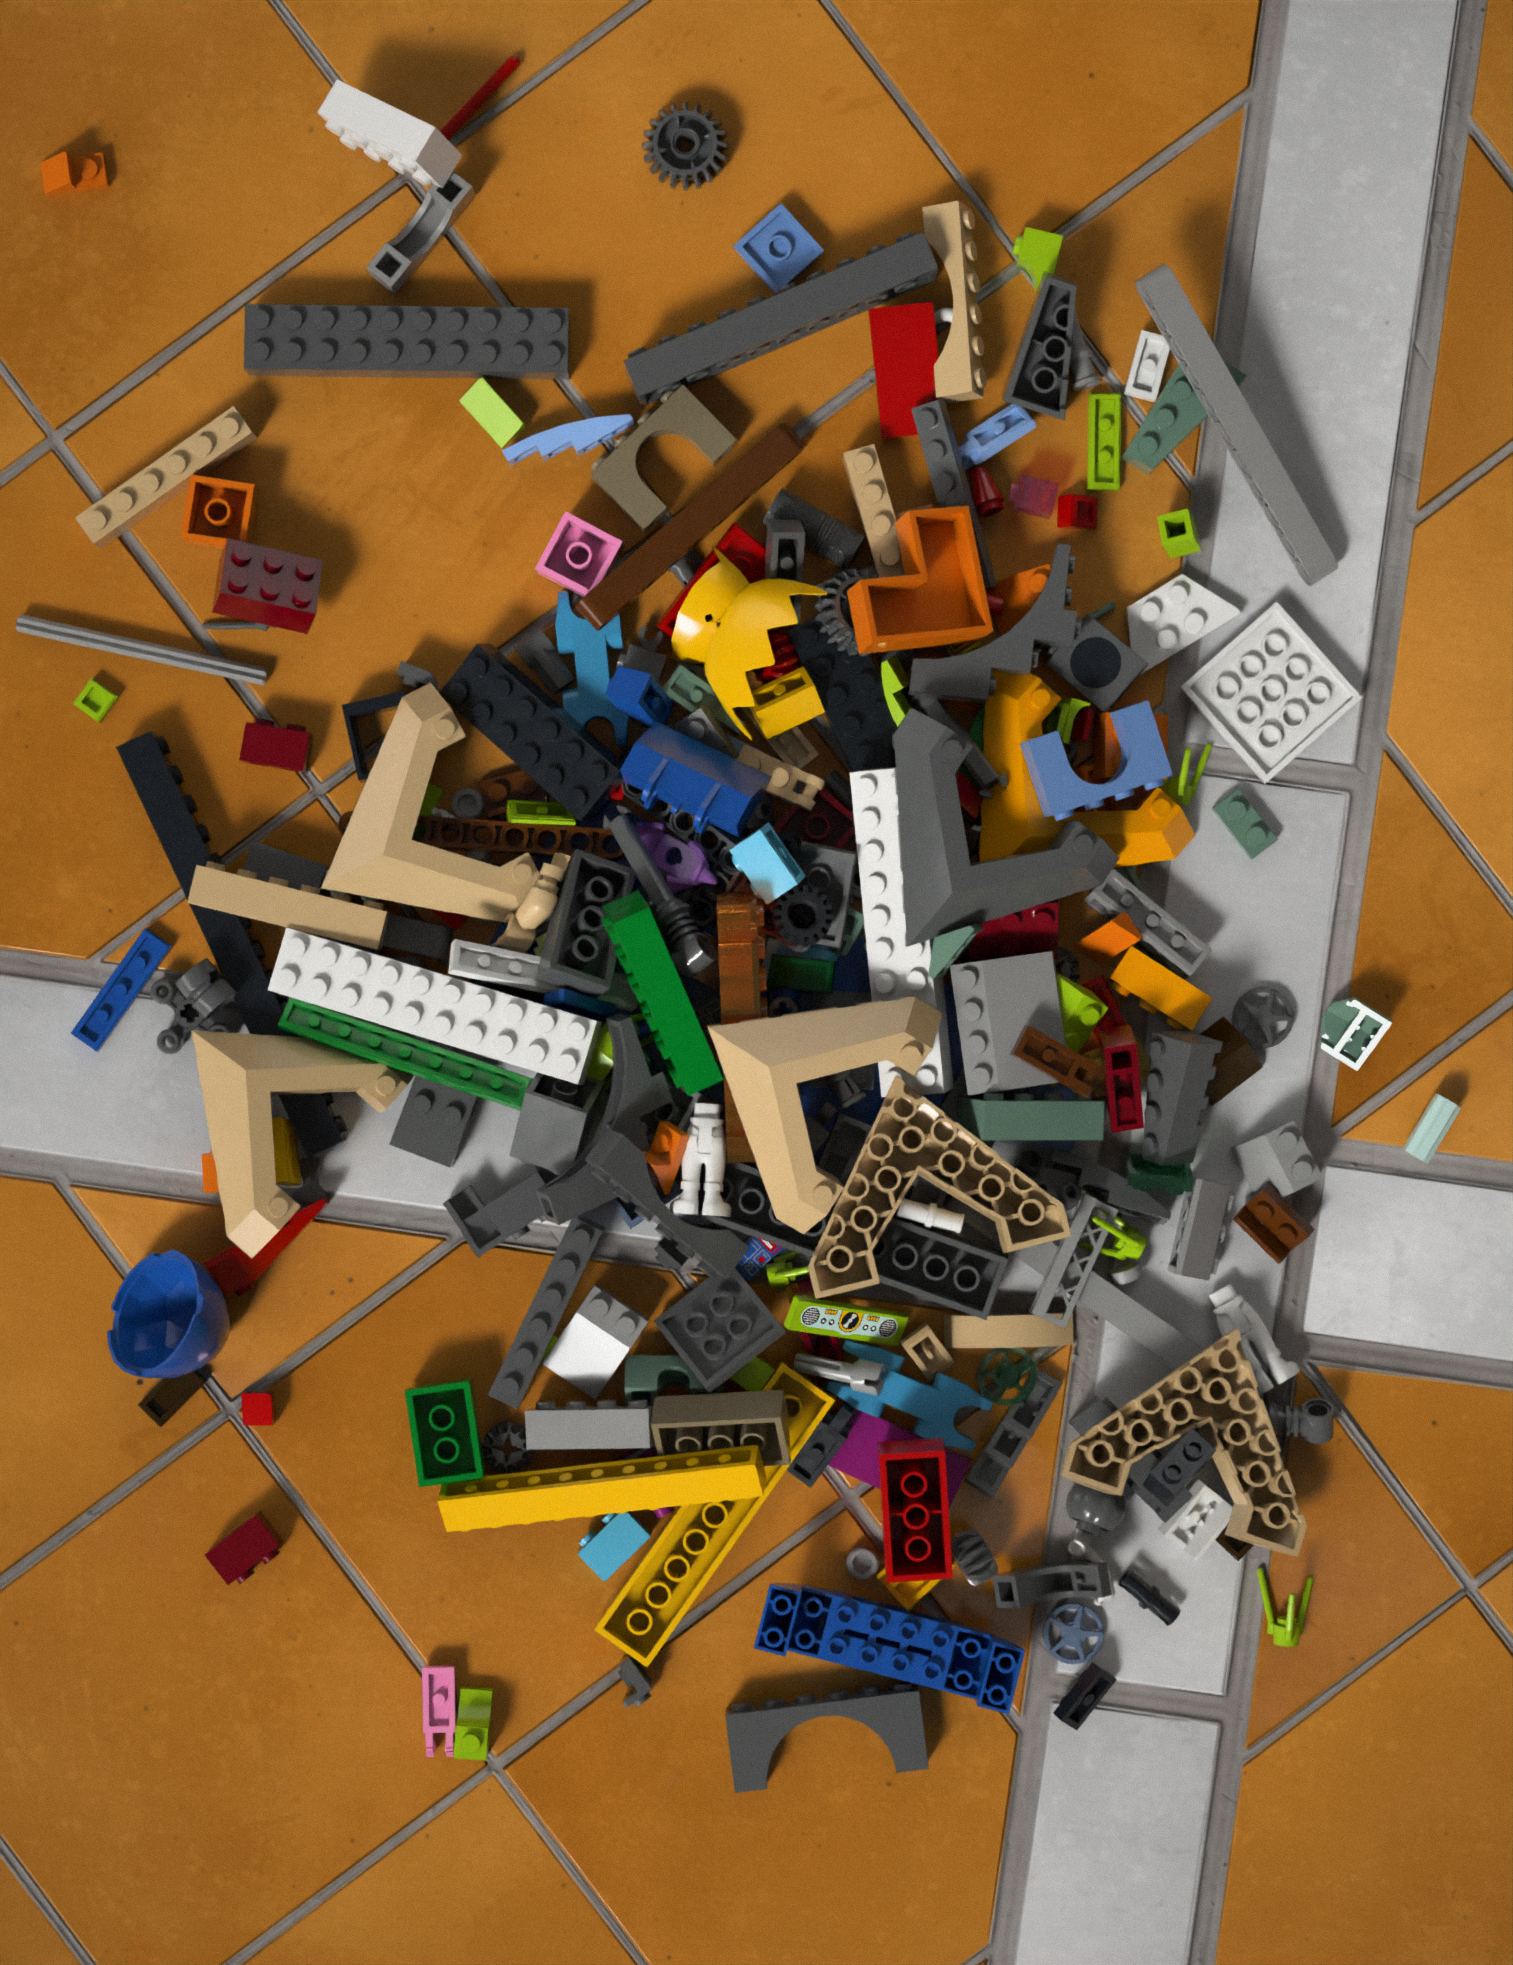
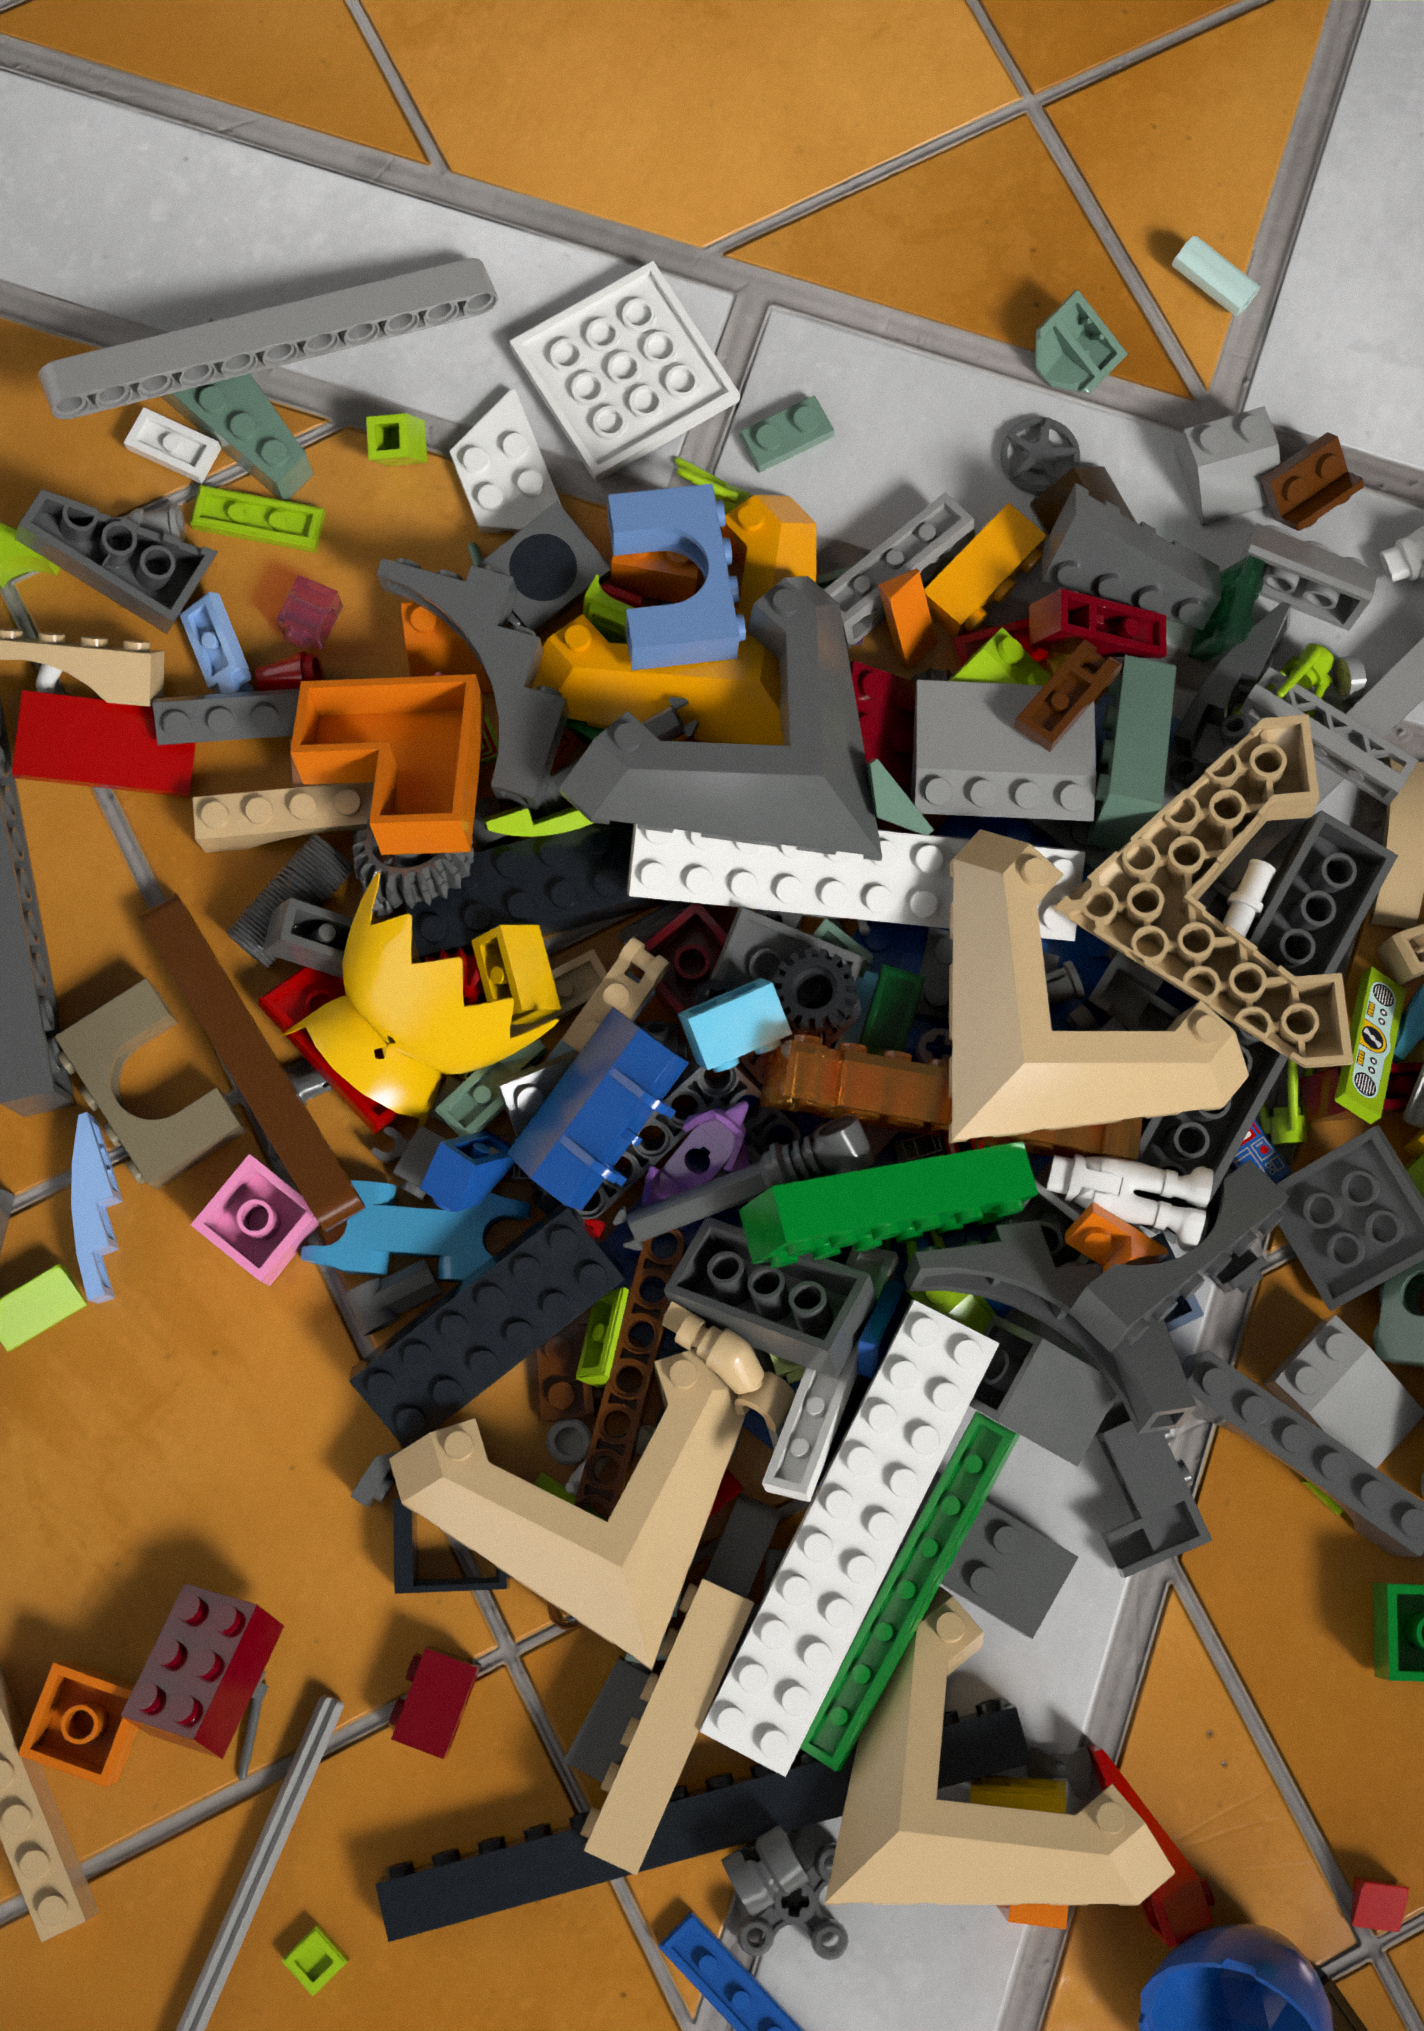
camera: 85 degrees left, 10 degrees down
(1077, 512) = (342, 567): red slope -> none

